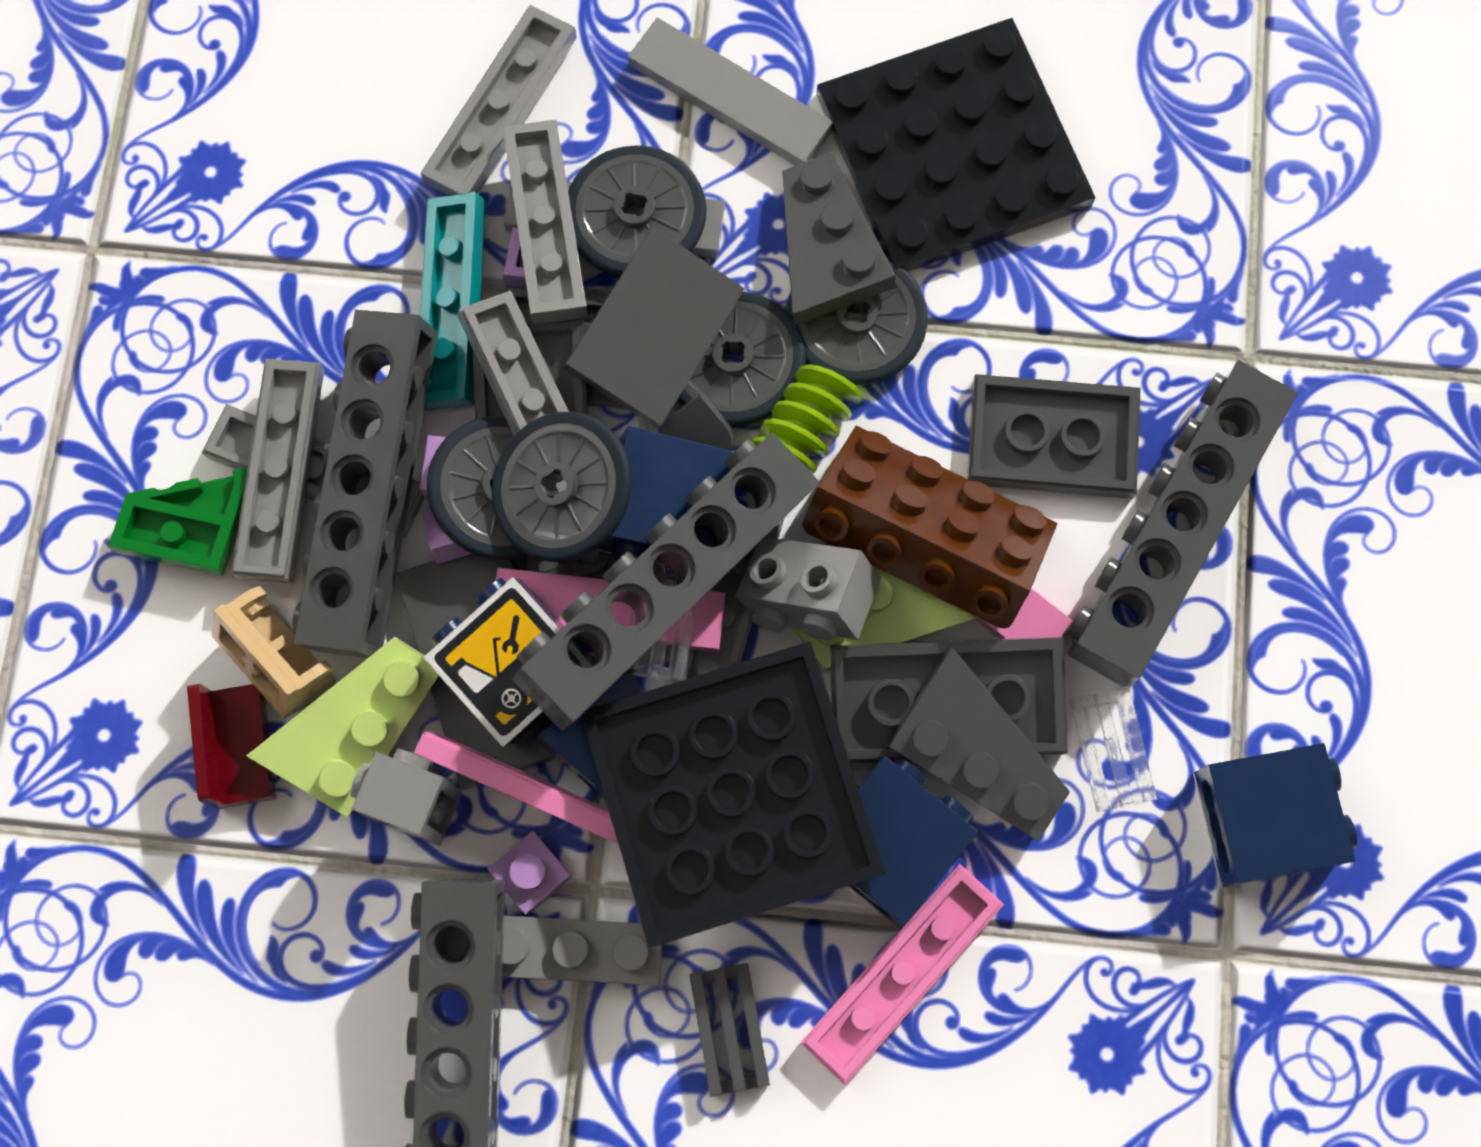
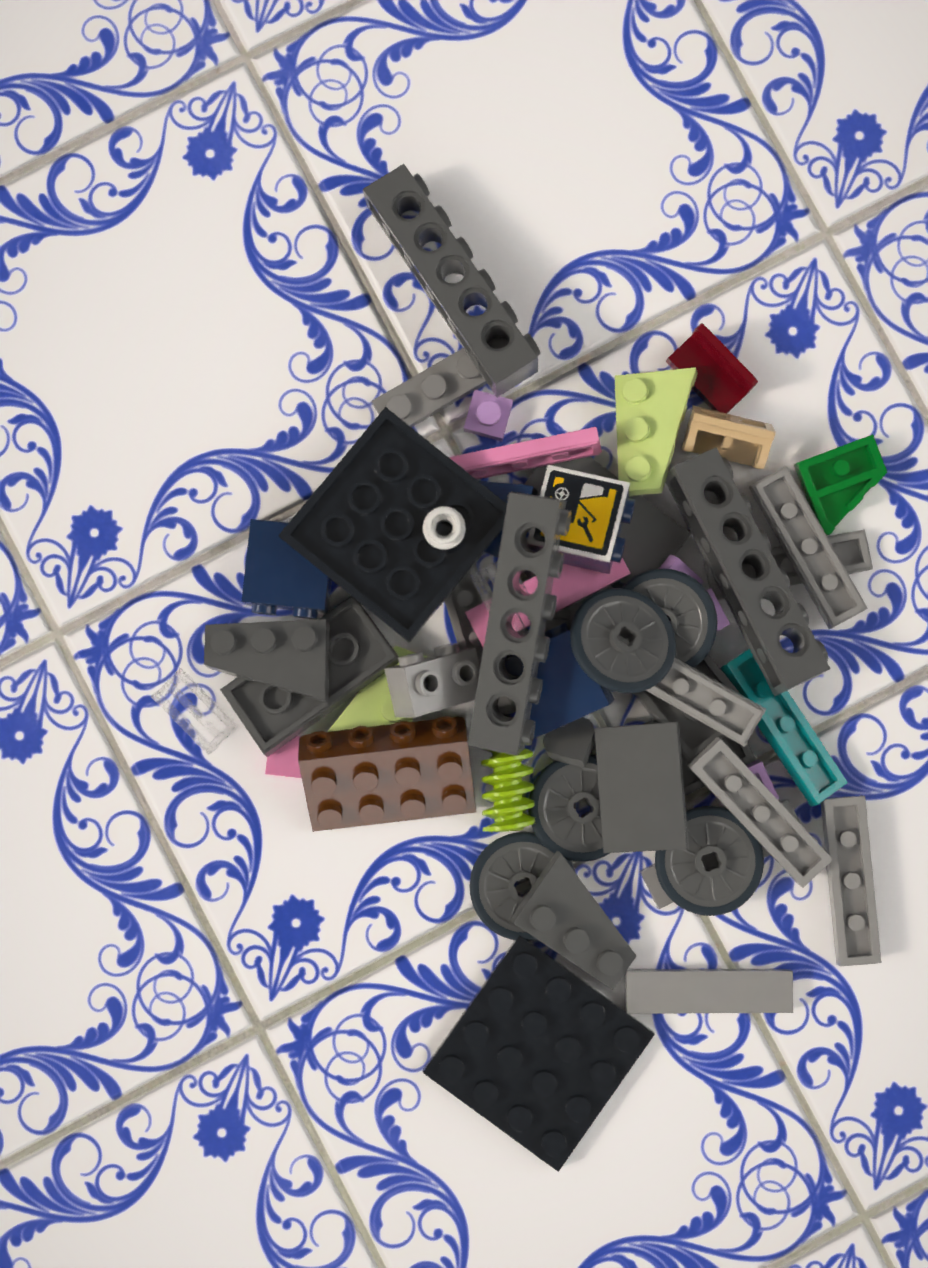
camera: 140 degrees right, 10 degrees up
(406, 795) = (585, 401): light grey brick -> none
(679, 724) = (439, 515): none -> white plate
(738, 1081) = (292, 379): dark grey tile -> none
(901, 974) = (237, 498): bright pink tile -> none
(1054, 436) = (350, 889): dark grey tile -> none
(1257, 408) = (228, 988): dark grey brick -> none
(1275, 815) = (74, 730): dark blue piece -> none

